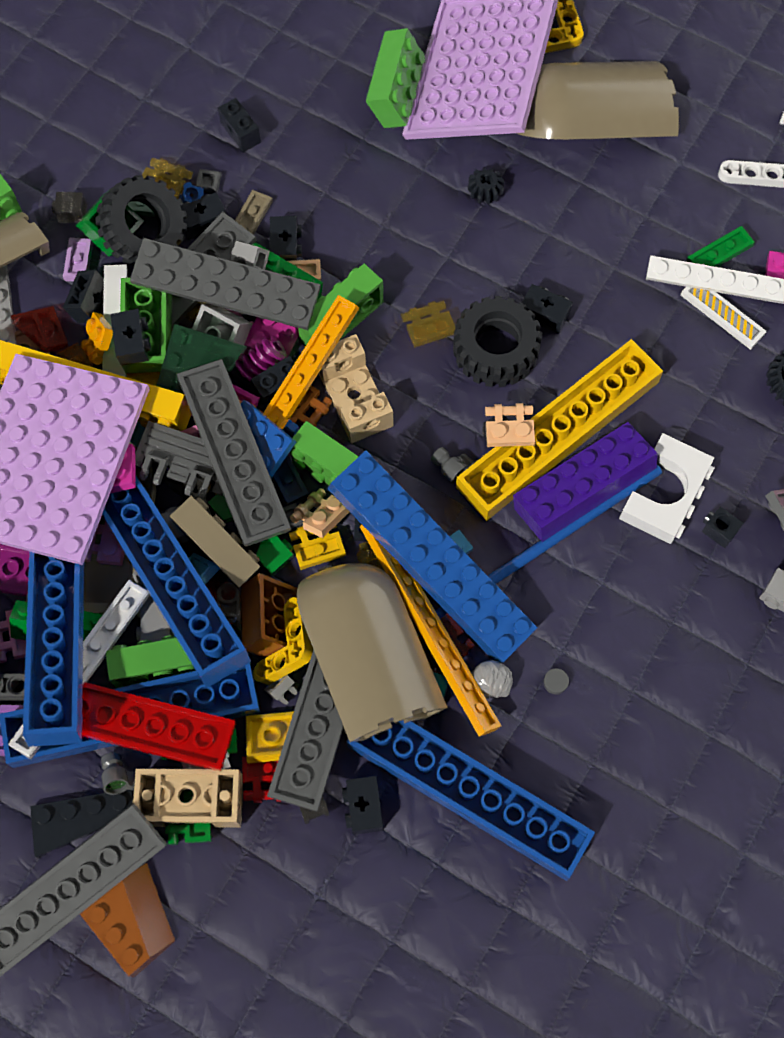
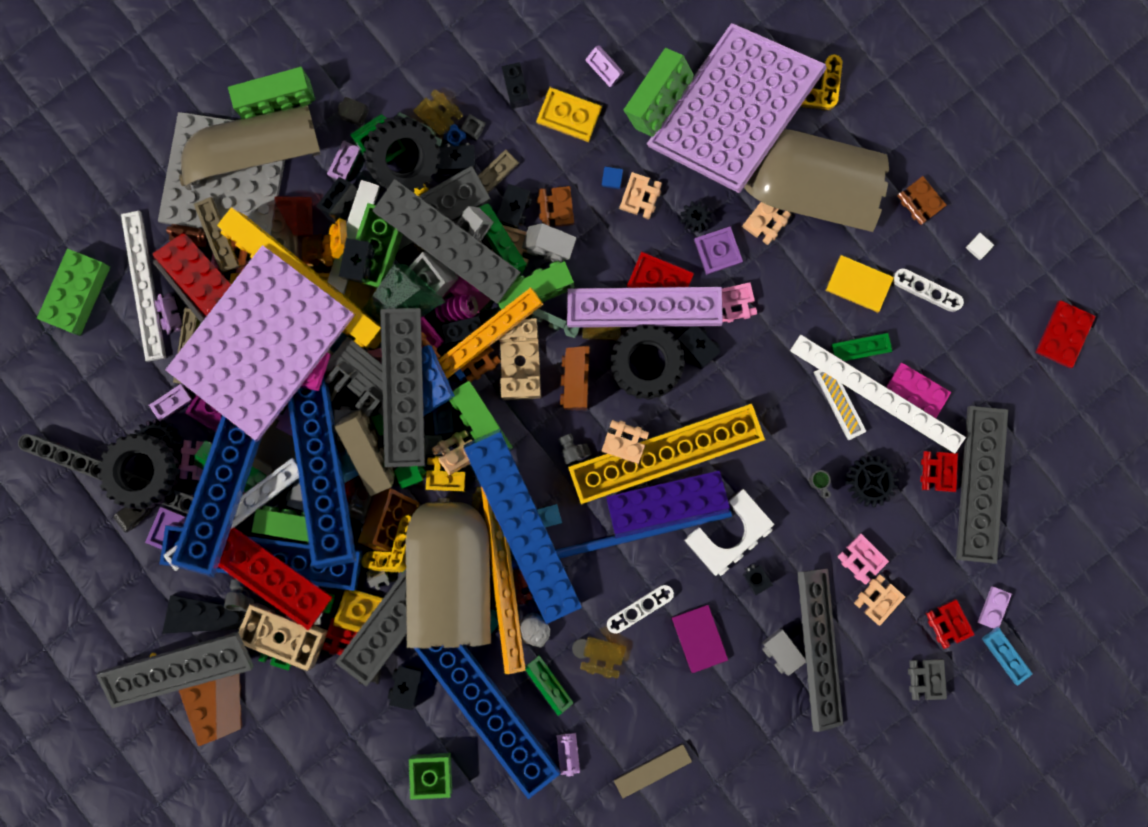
camera: 25 degrees right, 15 degrees up
(307, 136) = (569, 114): none -> yellow tile
(327, 78) = (604, 66): none -> lavender plate
(336, 223) = (562, 206): none -> dark orange plate
(337, 255) = (548, 242): none -> light grey brick
(378, 338) = (555, 322): none -> sand green hinge
(379, 180) = (612, 177): none -> blue tile
(410, 186) = (635, 192): none -> light nougat plate
(425, 385) = (575, 378): none -> dark orange wedge
(437, 900) = (430, 776): none -> bright green brick
(460, 287) = (644, 306): none -> lavender plate
(474, 259) = (656, 273): none -> red plate
(524, 209) = (718, 250): none -> medium lavender plate
(535, 737) = (548, 685): none -> green plate
(555, 162) = (761, 217): none -> light nougat plate
(561, 247) = (736, 296): none -> bright pink plate
(585, 673) = (605, 651): none -> clear yellow plate
(592, 811) = (568, 754): none -> lavender hinge
(603, 610) = (641, 611): none -> white beam
(687, 192) = (859, 283): none -> yellow tile
(687, 619) = (699, 638): none -> magenta tile
(701, 793) = (652, 770): none -> dark tan tile
(715, 90) = (926, 198): none -> dark orange plate
(742, 395) = (820, 480): none -> piece

